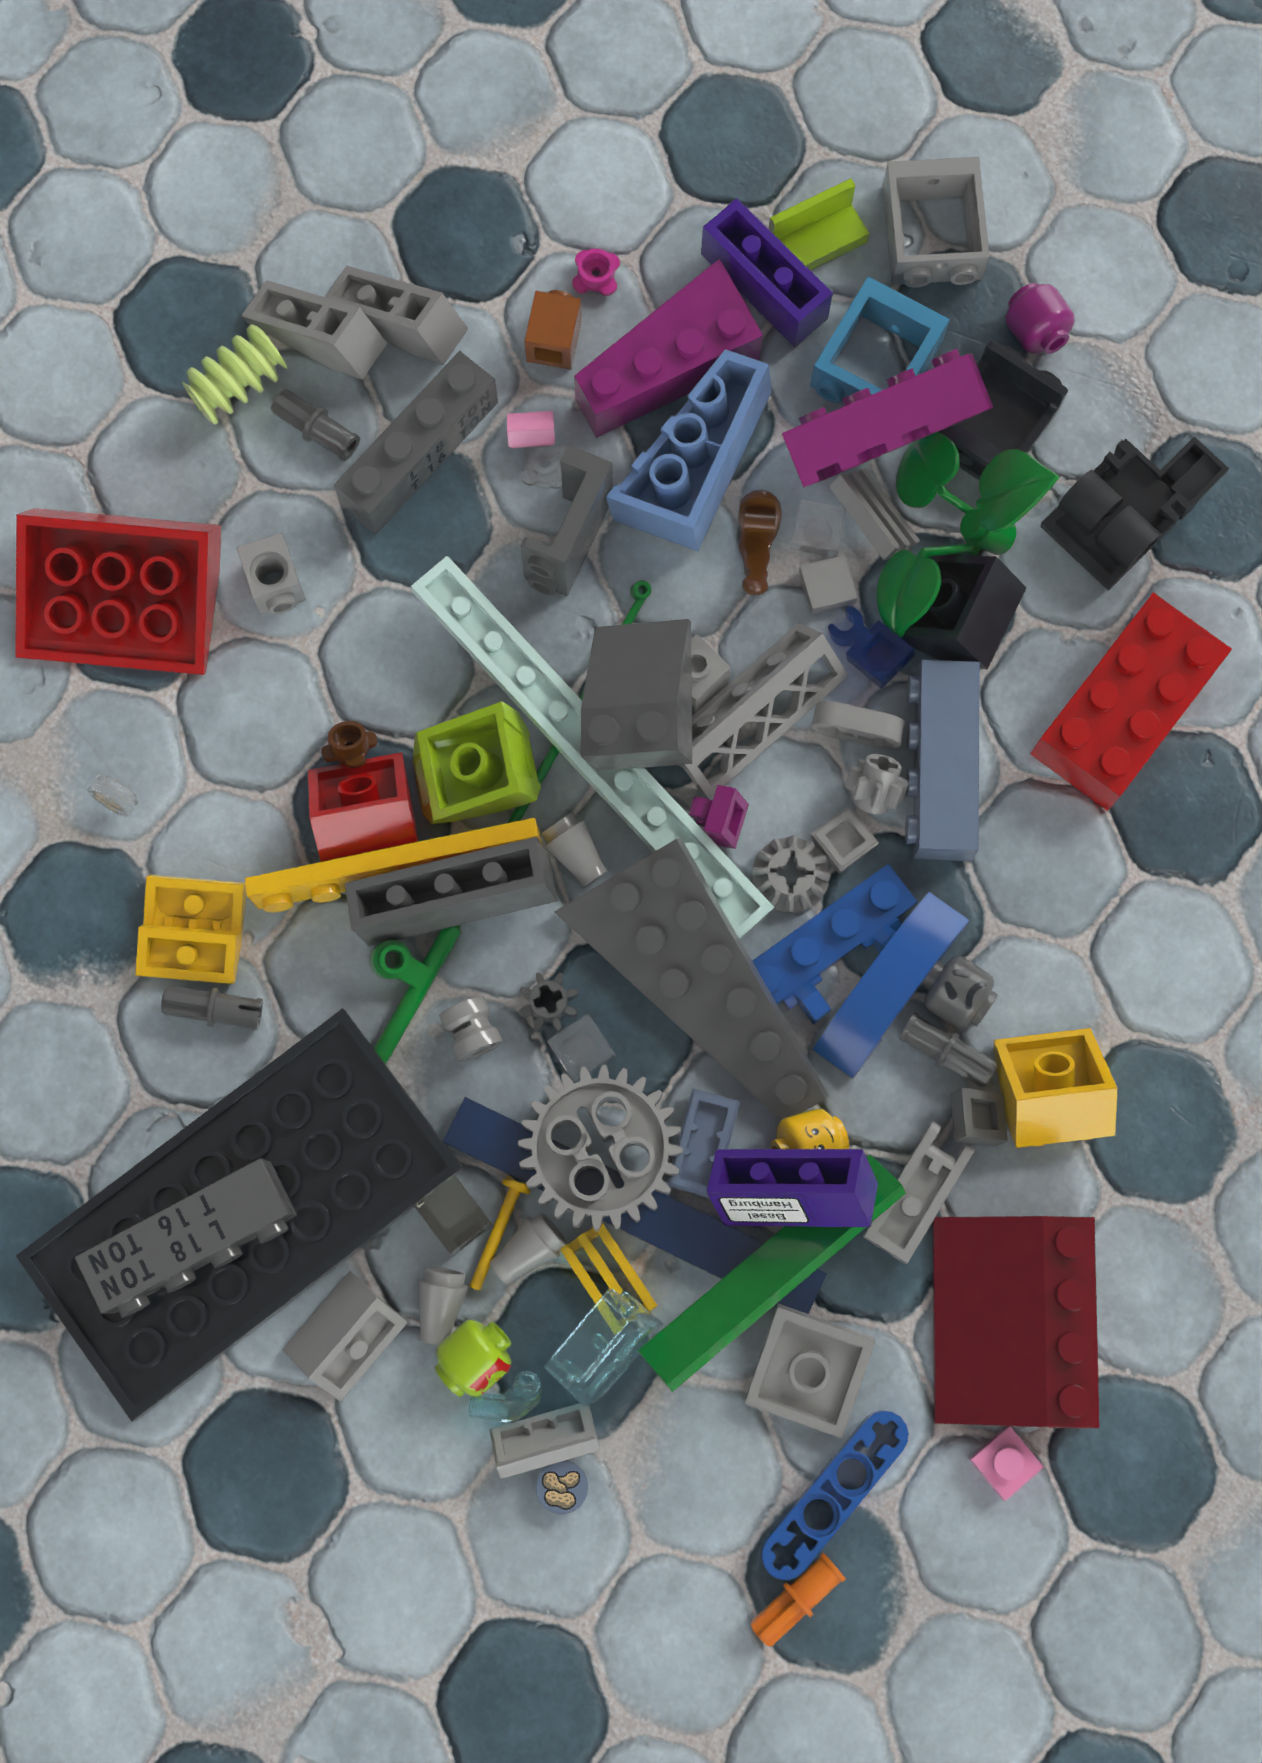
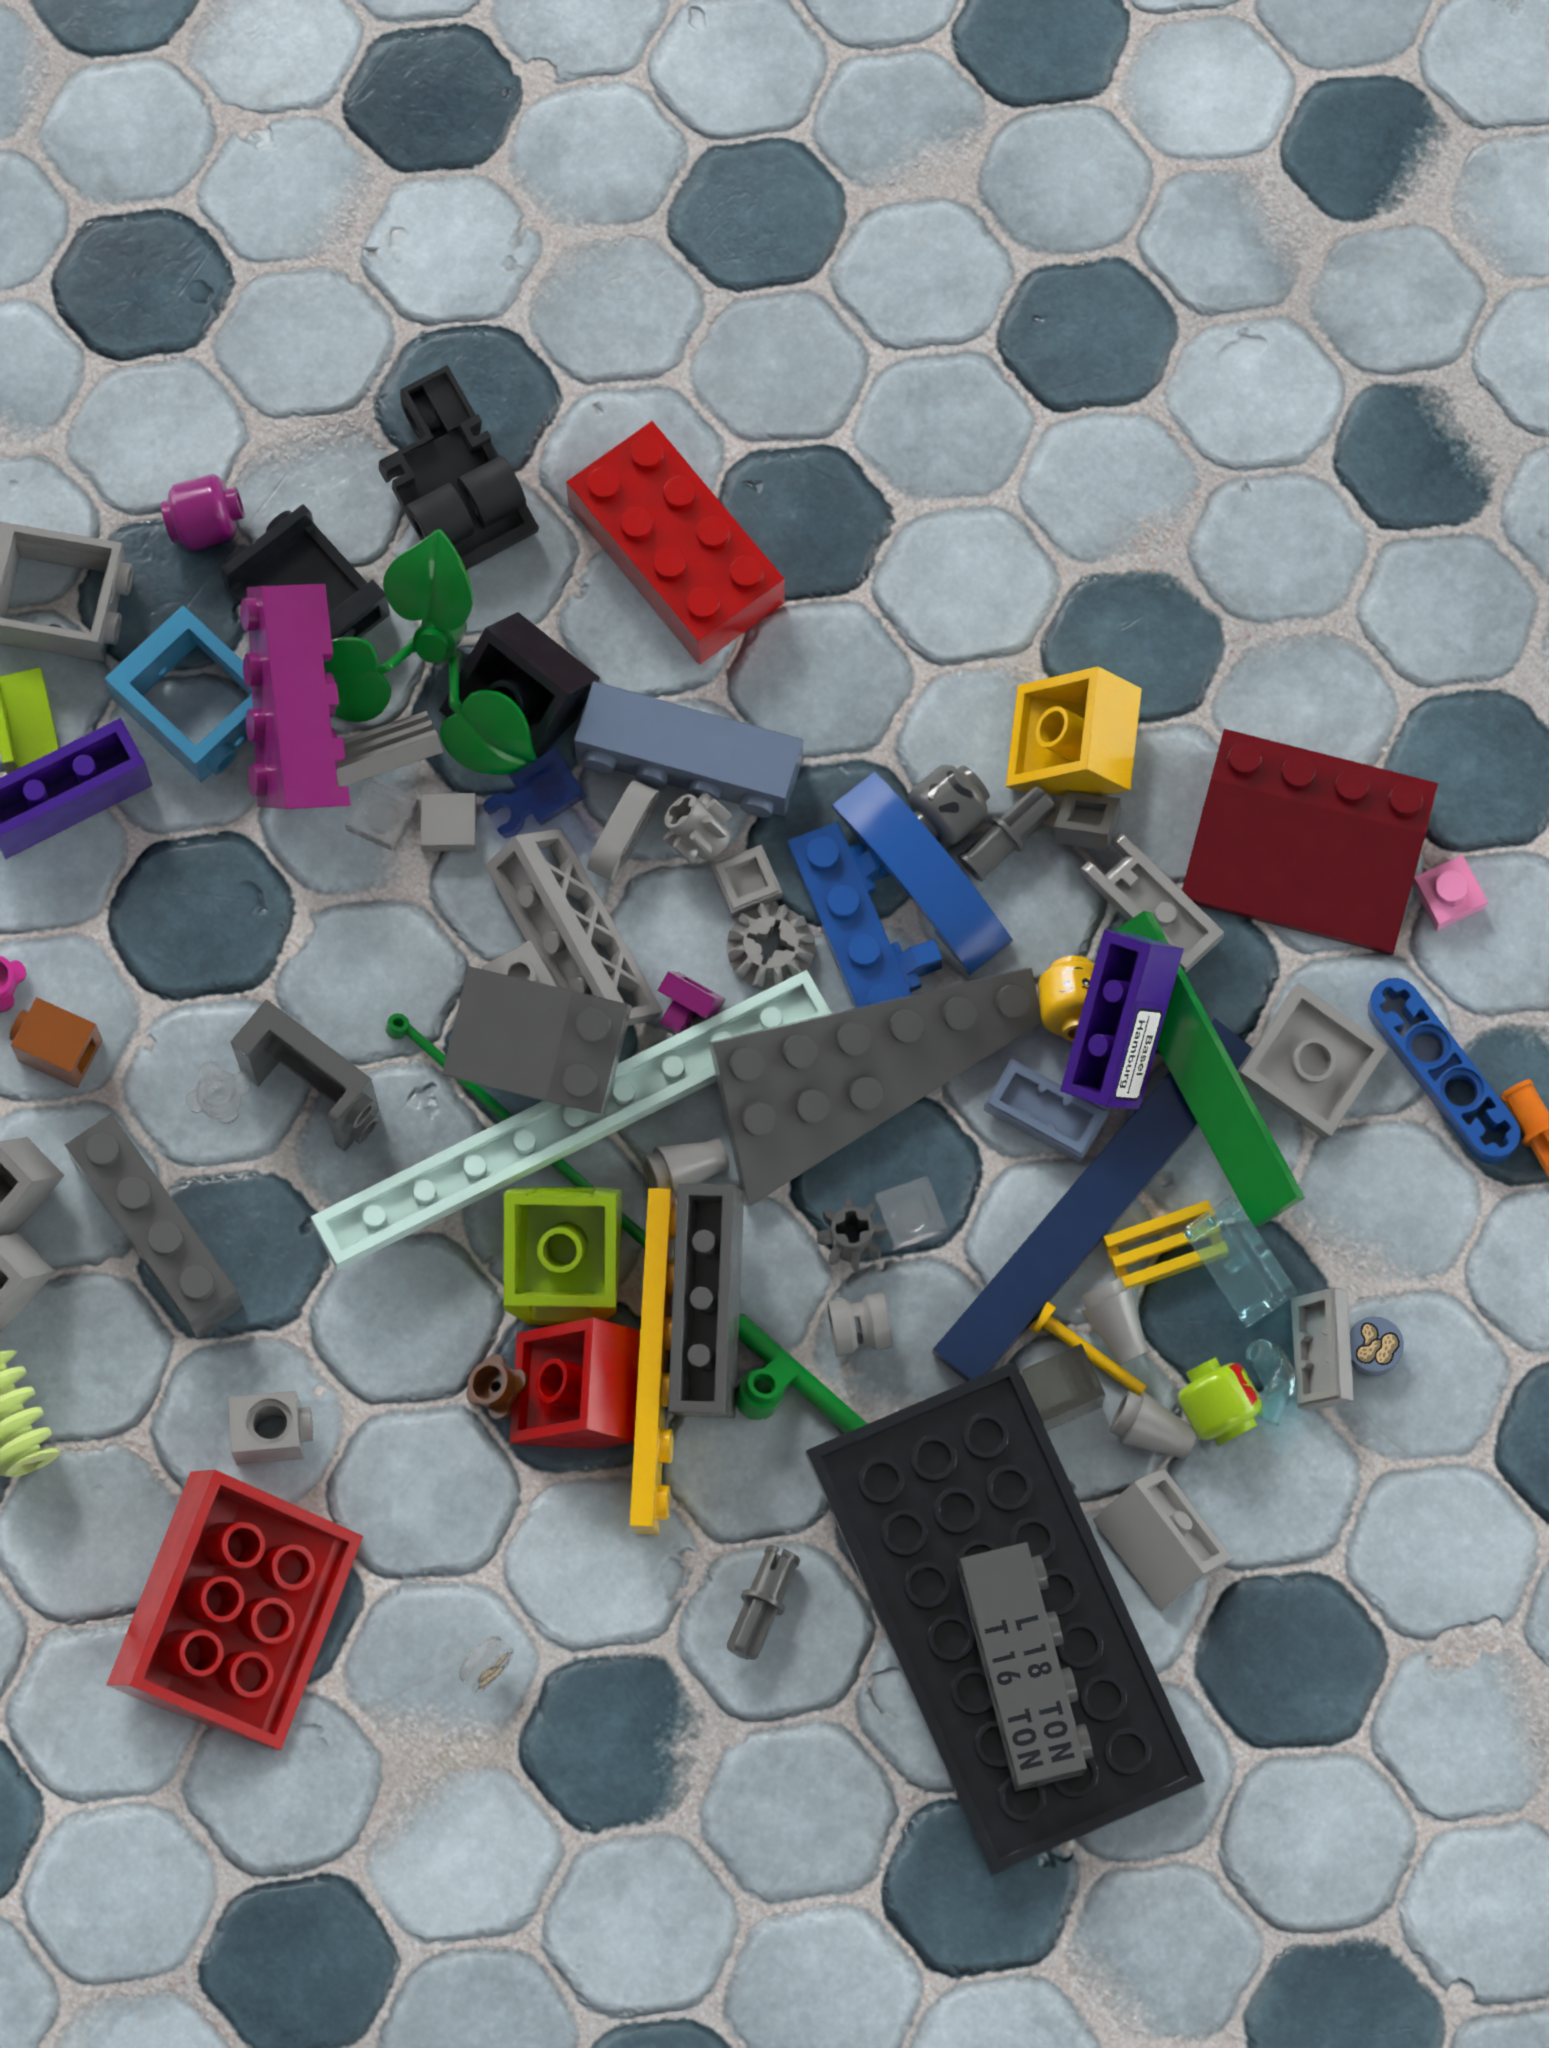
camera: 75 degrees left, 5 degrees down
(191, 929) = (664, 1610): yellow slope -> none
(315, 424) = (90, 1341): dark grey axle -> none
(530, 429) = (171, 1096): bright pink tile -> none
(559, 1168) = (1042, 1259): light grey gear -> none
(667, 352) = (122, 901): magenta wedge -> none
(691, 463) = (274, 930): medium blue wedge -> none
(759, 525) = (357, 878): reddish brown piece -> none

